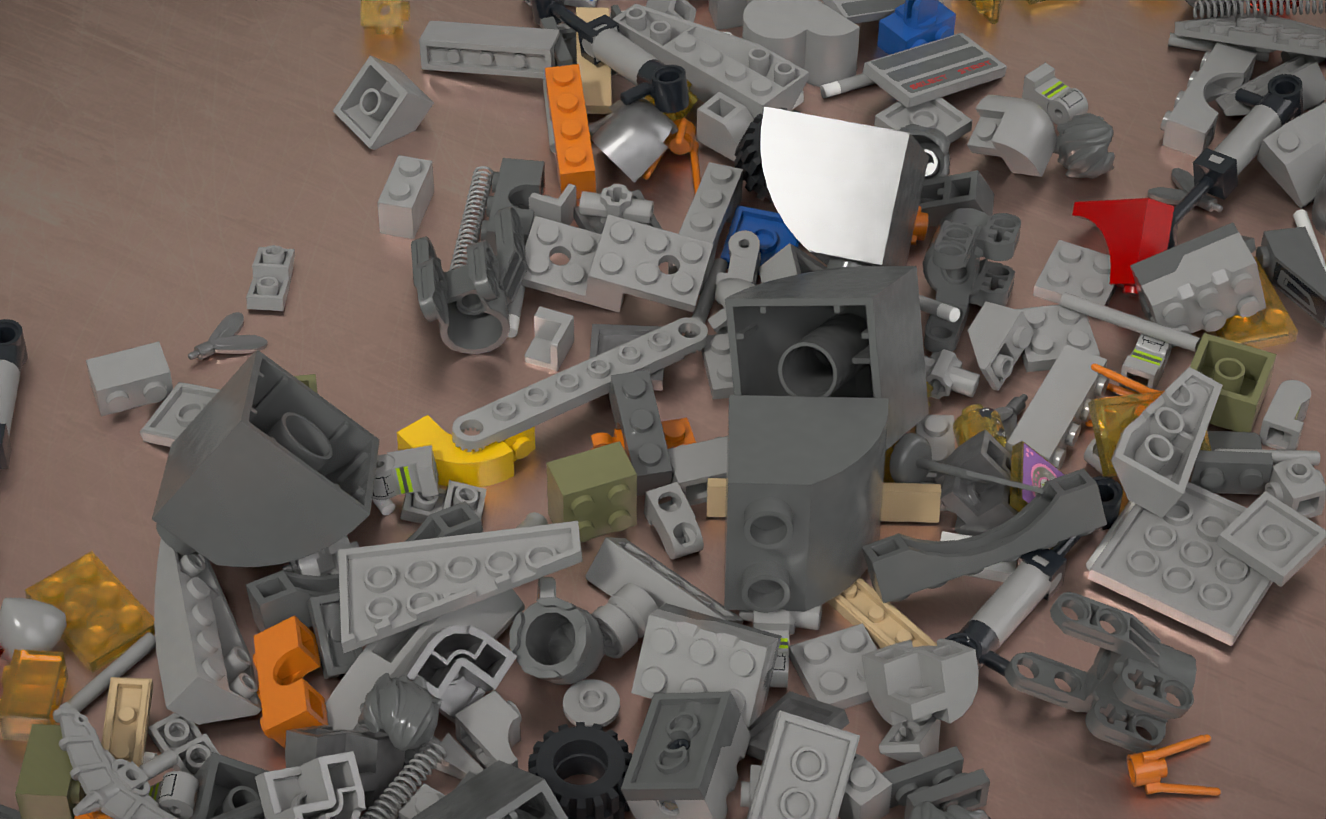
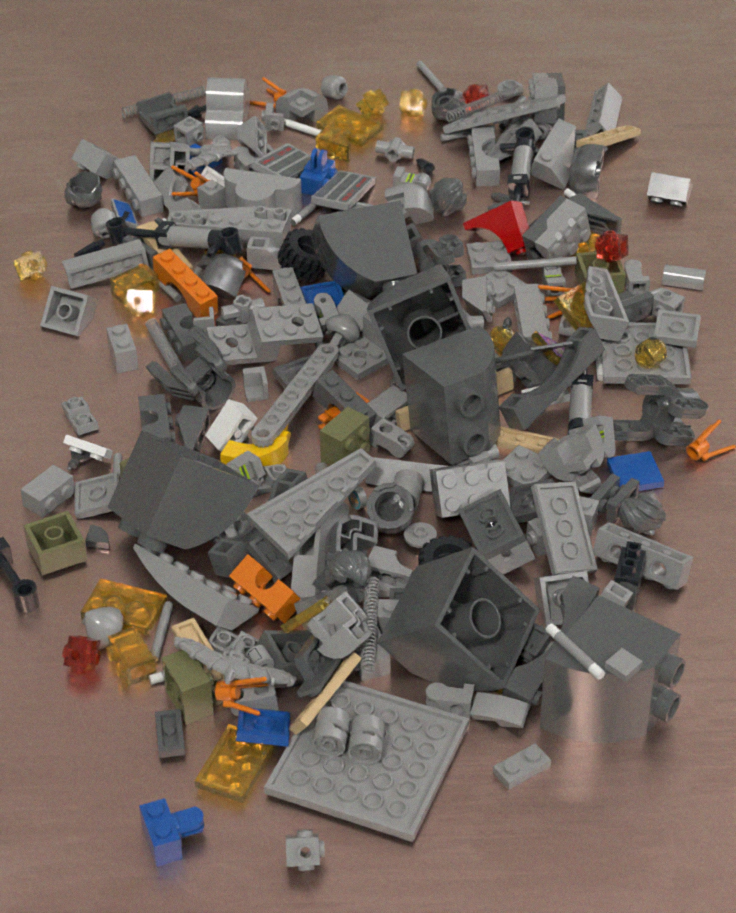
camera: 30 degrees left, 5 degrees down
(68, 466) = (55, 542): none -> olive brick
(141, 483) = (97, 537): none -> dark grey tile
(228, 329) = (78, 445): none -> white plate
(284, 757) = (306, 614): none -> clear yellow tile
(347, 363) = (155, 418): none -> dark grey arch
(400, 373) = (192, 426): none -> dark grey slope
(448, 391) = (231, 424): none -> white brick
(488, 133) = (147, 303): none -> clear yellow brick
(496, 16) = (94, 246): none -> black bar
(507, 100) = (135, 277): none -> clear yellow brick
(996, 669) = (606, 430): none -> light grey leg
(1015, 758) = (637, 466): none -> blue tile
(1075, 31) = (395, 149): none -> light grey axle
(1103, 81) = (426, 166): none -> black bar
(1189, 563) = (650, 352): none -> clear yellow head
(1258, 347) = (612, 246): none -> clear red brick

